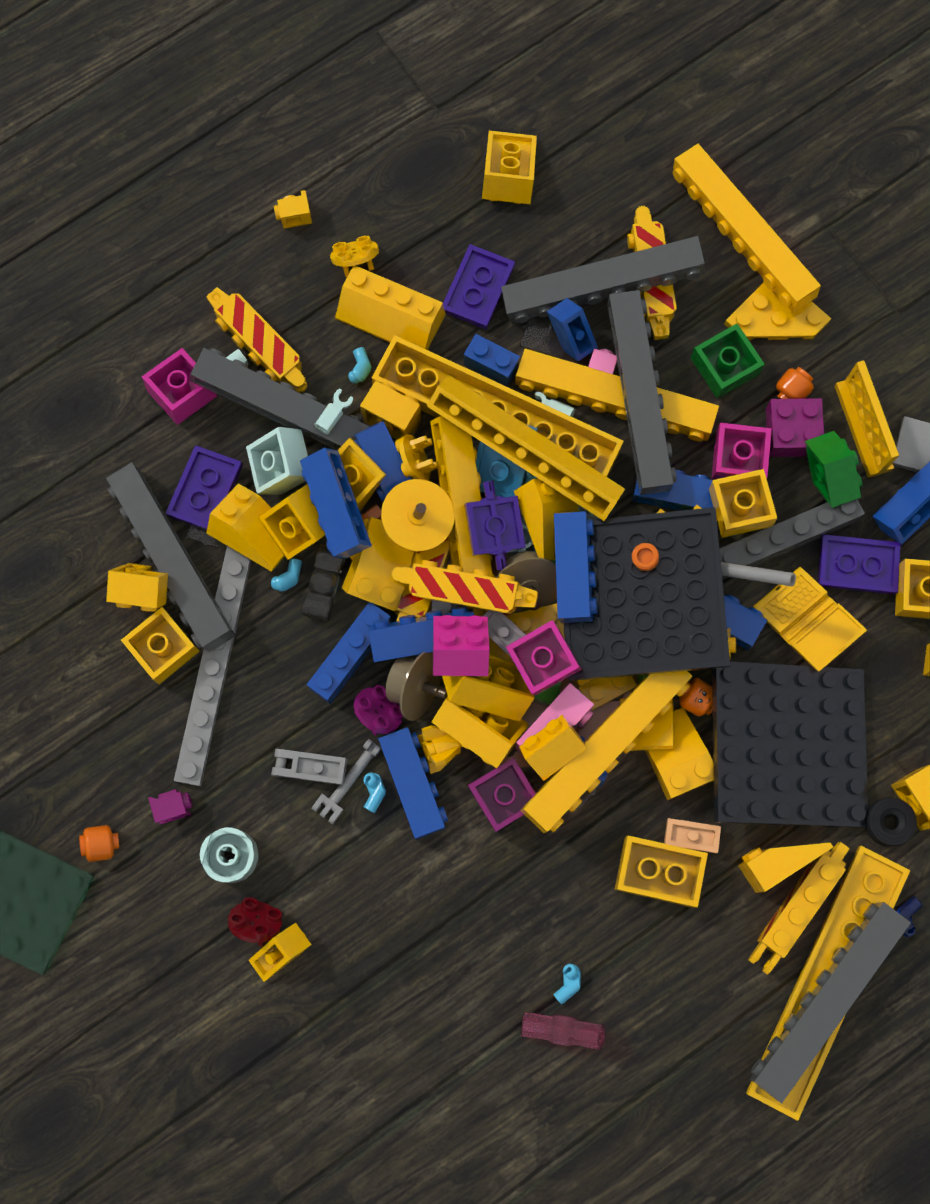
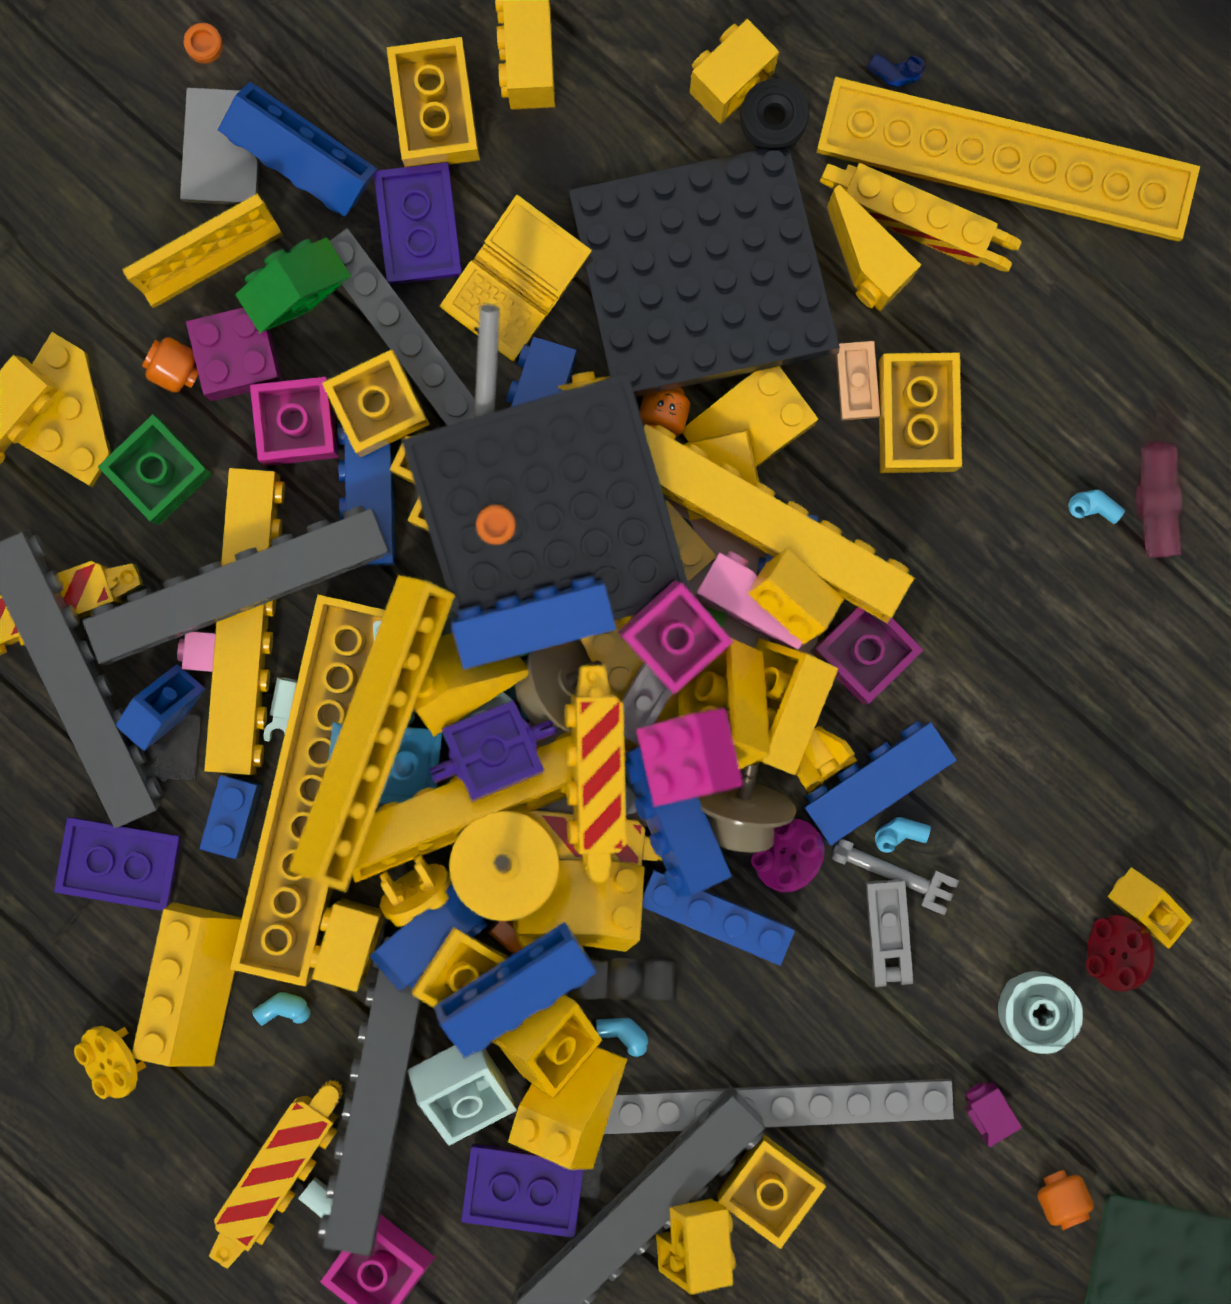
camera: 105 degrees left, 10 degrees up
(293, 210) = (58, 1173): yellow brick -> none
(332, 413) = (376, 1029): light aqua bar -> none
(829, 1001) = (1039, 153): dark grey brick -> none

